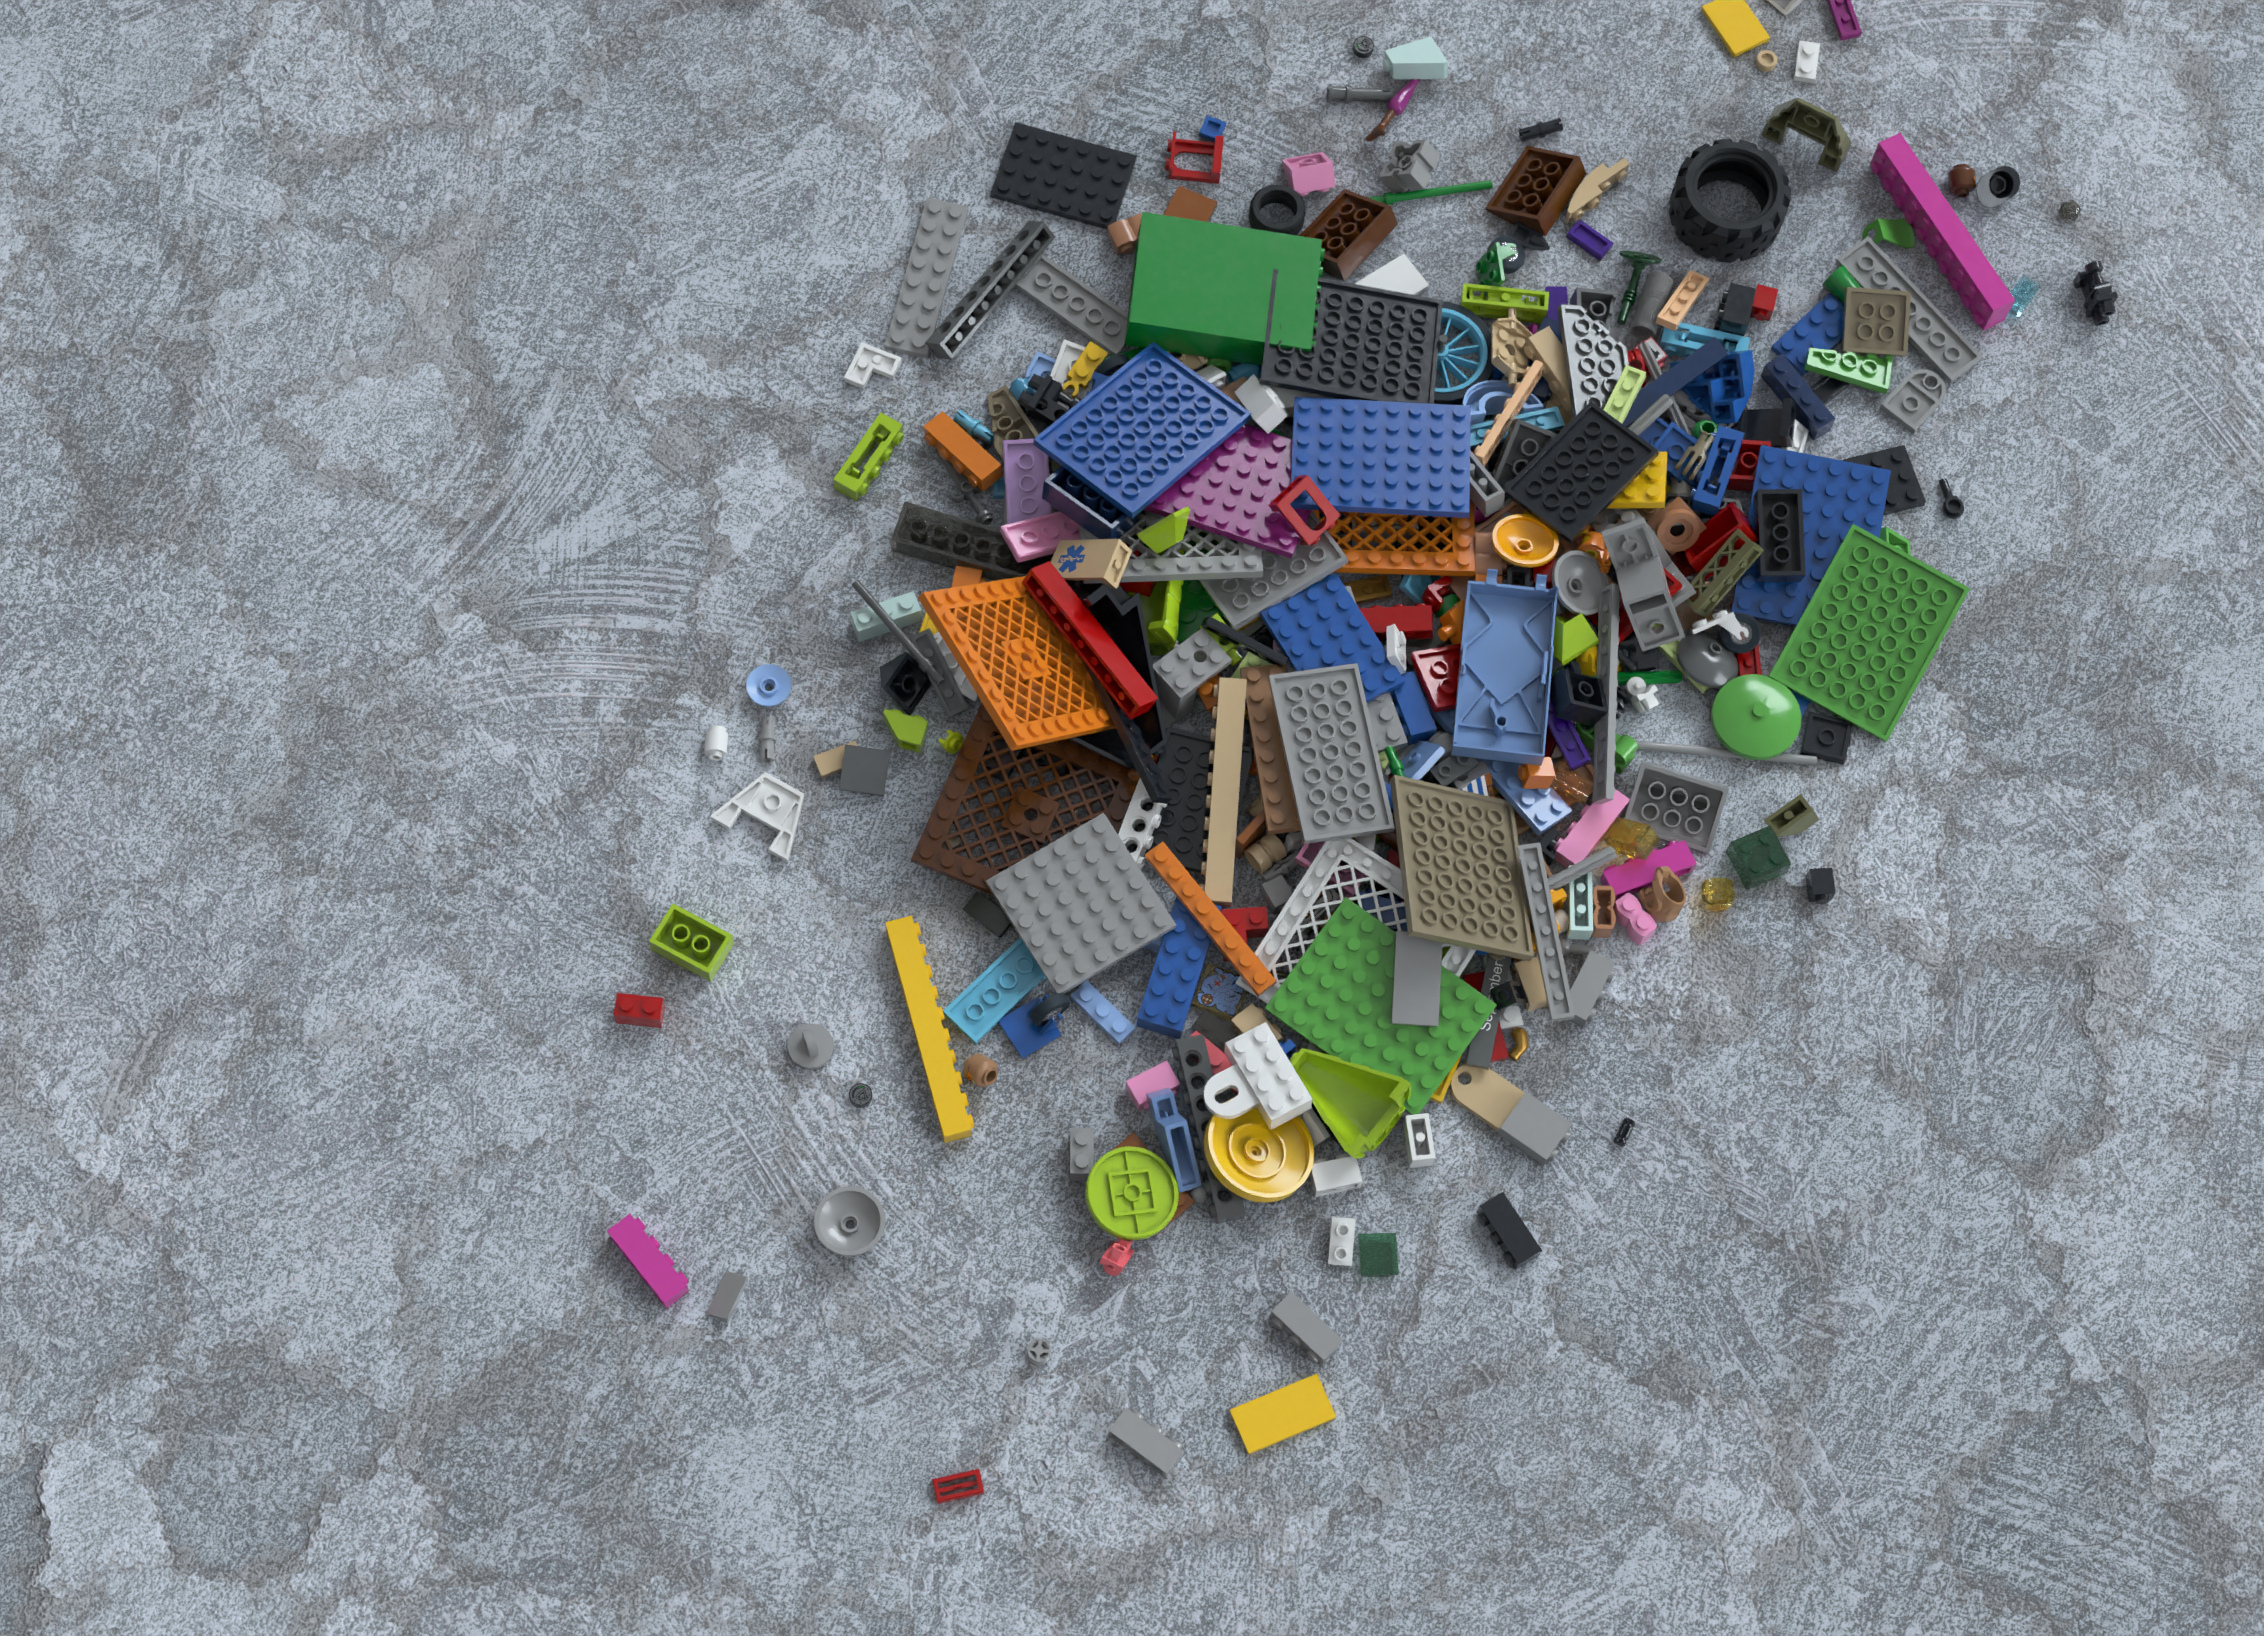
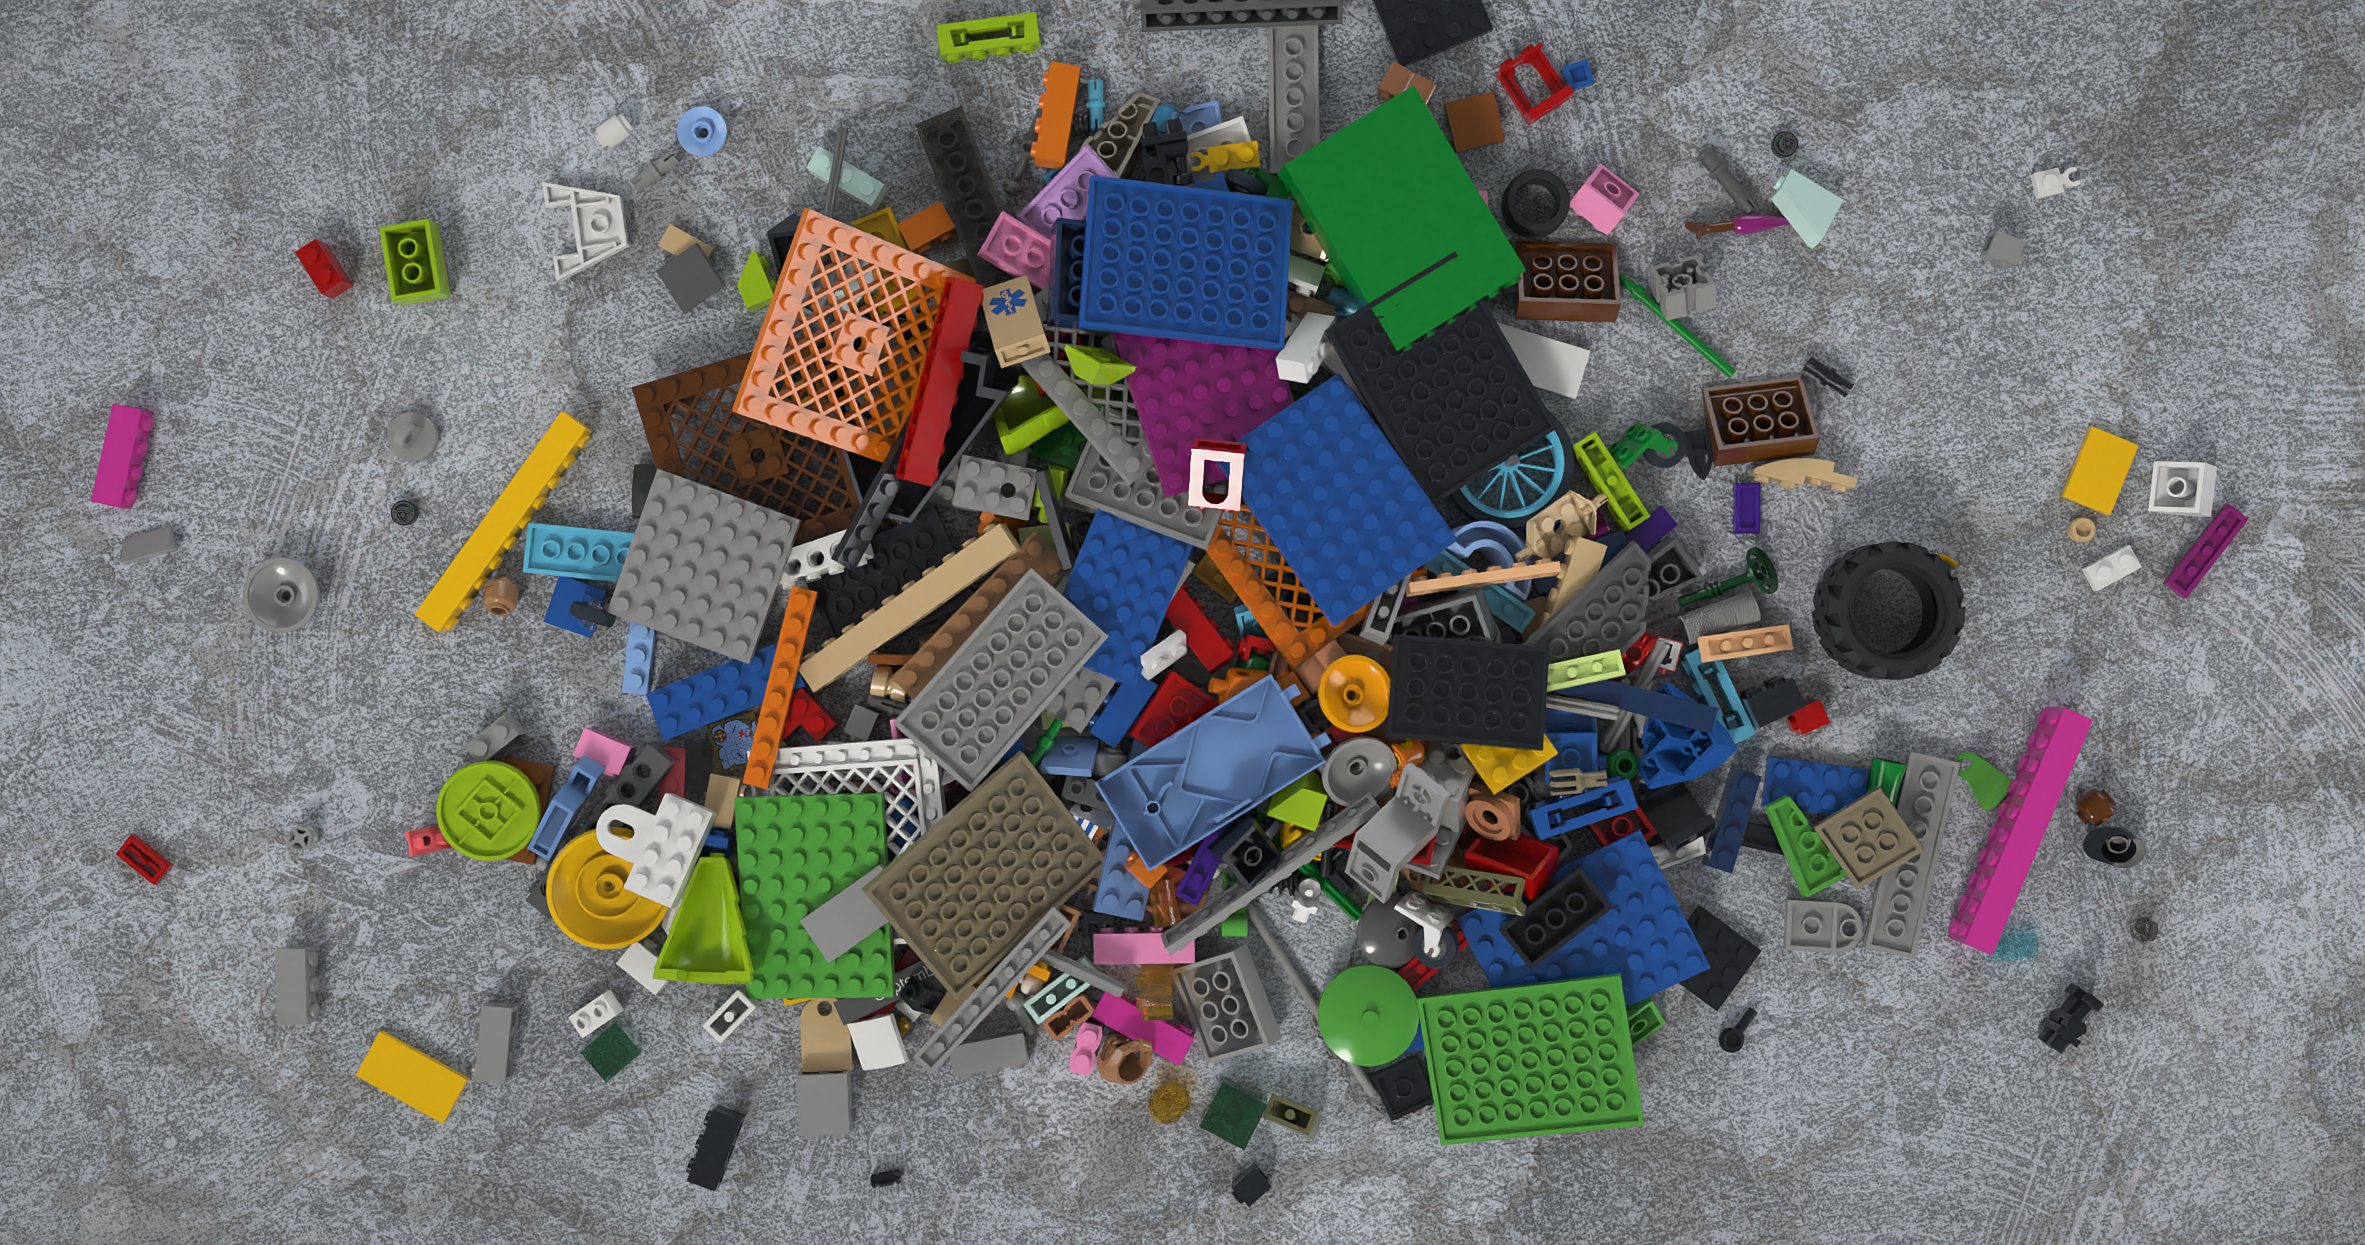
camera: 55 degrees right, 20 degrees up
(1519, 1055) = (878, 1042): none -> white slope
(1812, 123) = (2035, 661): olive wedge -> none

